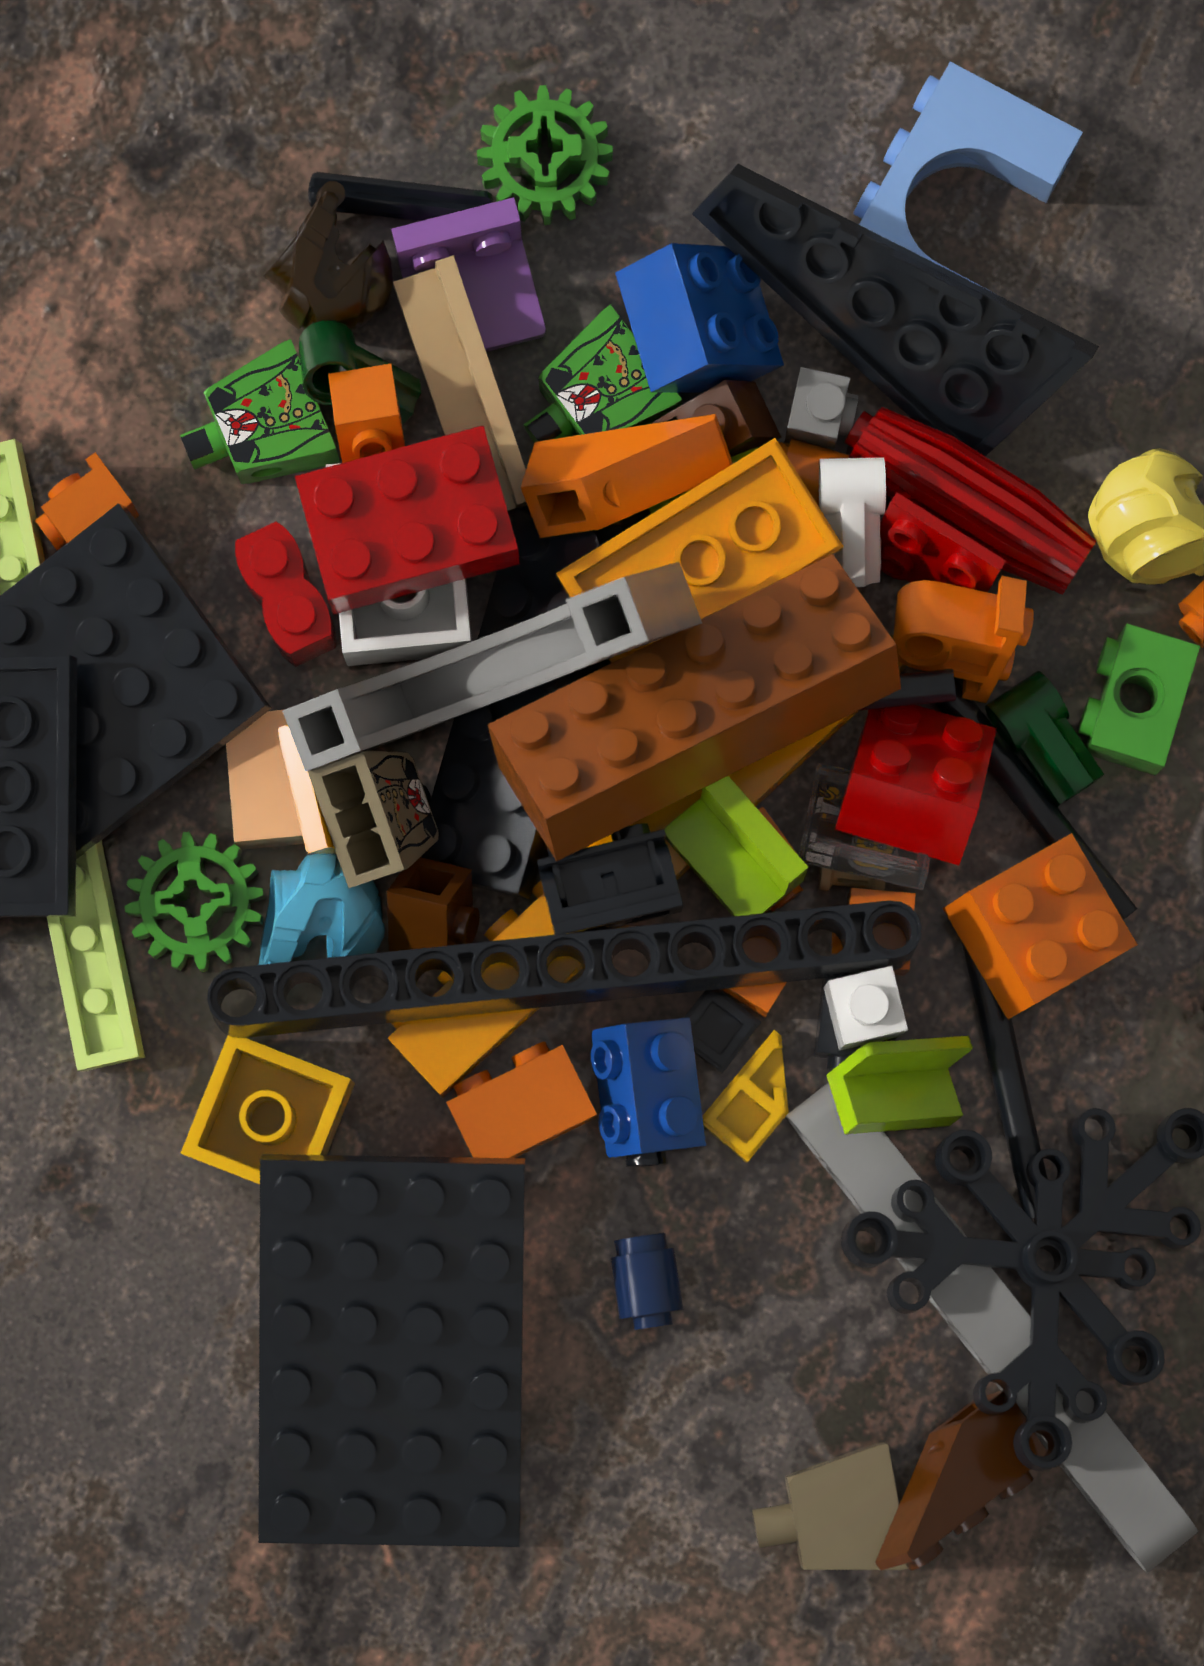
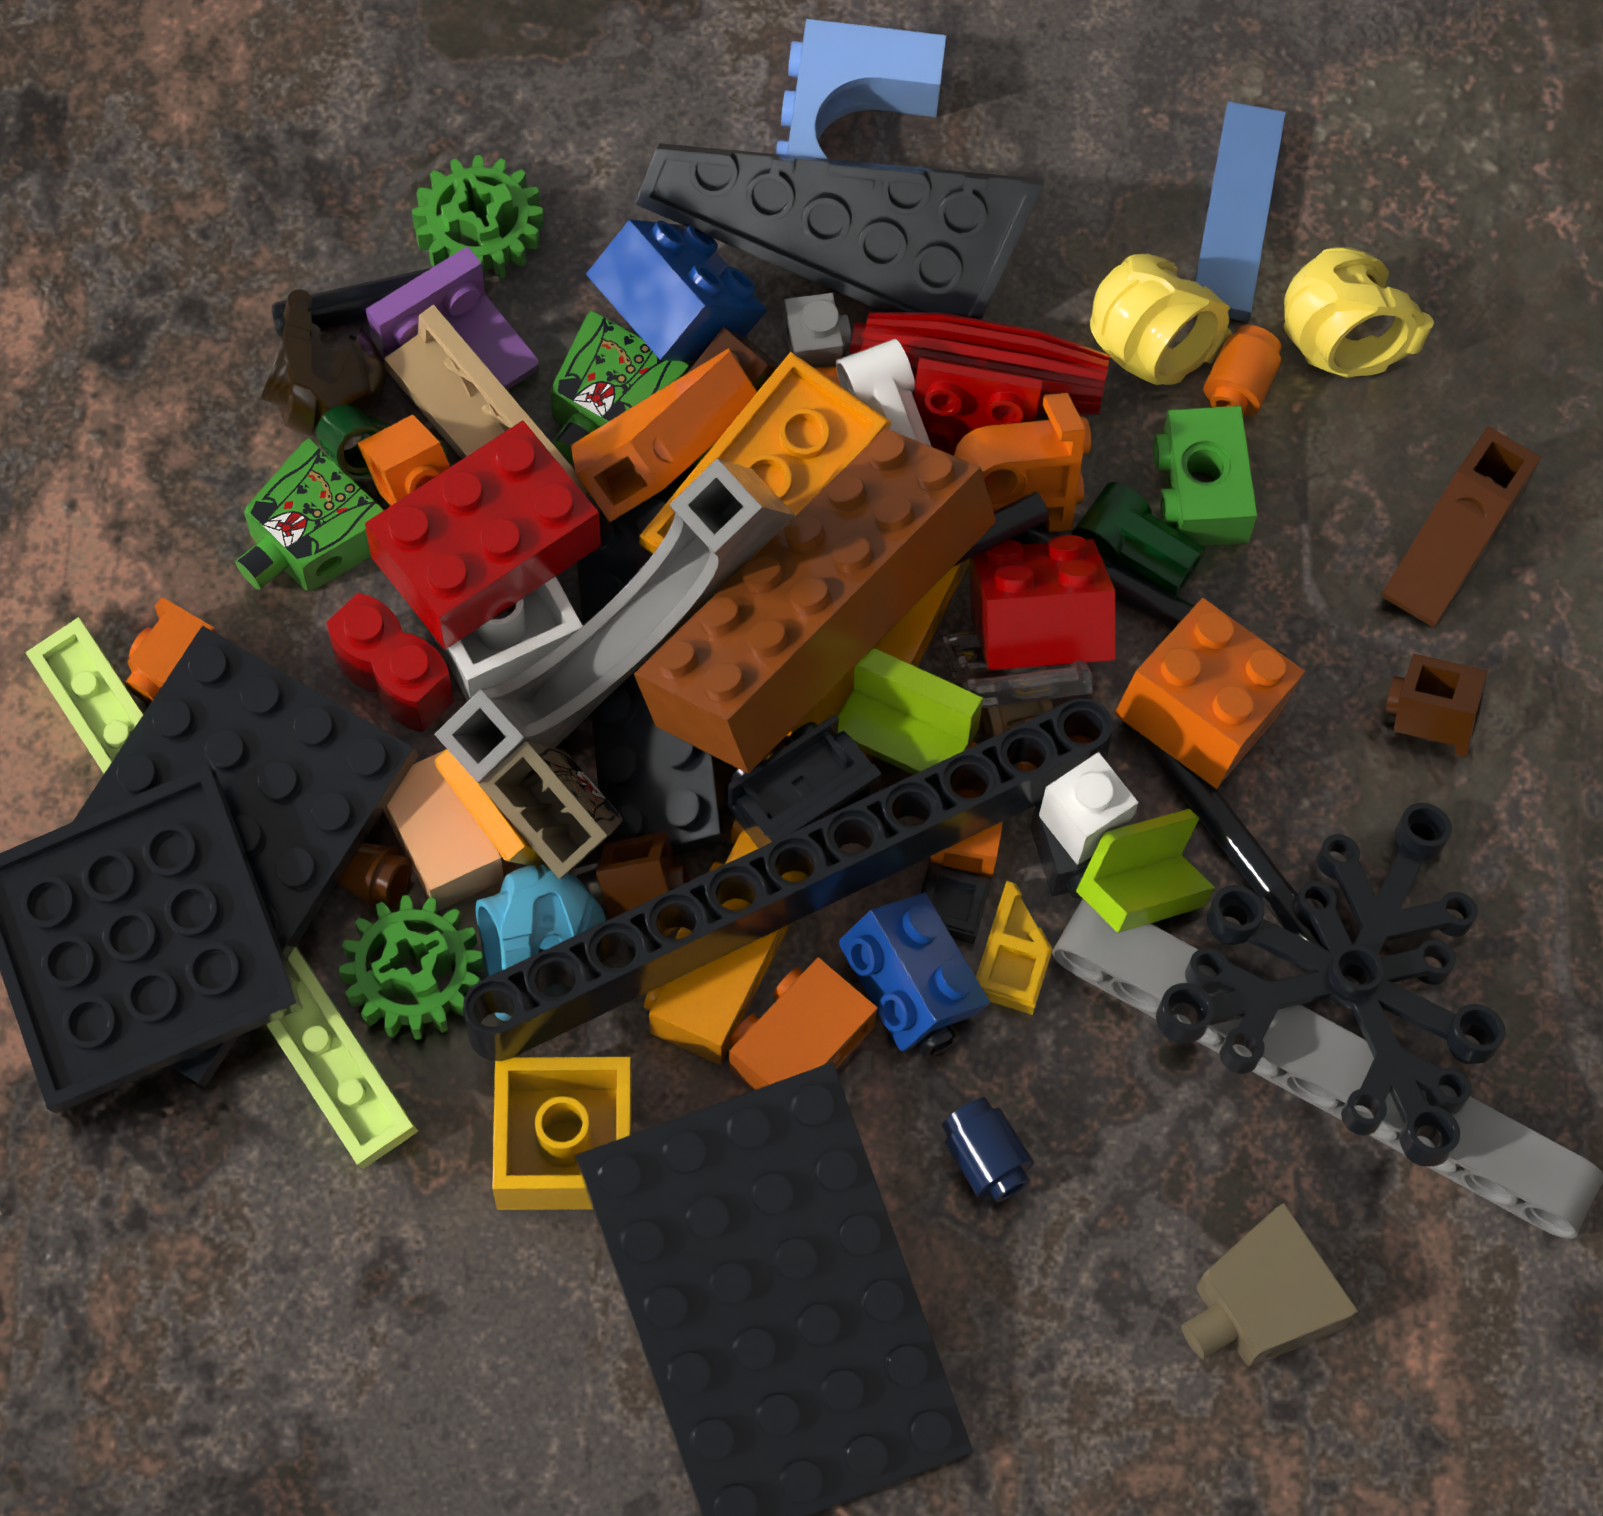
camera: 25 degrees left, 15 degrees down
(198, 800) = (377, 875): none -> reddish brown cone
(956, 1475) = (1361, 1212): reddish brown slope -> none

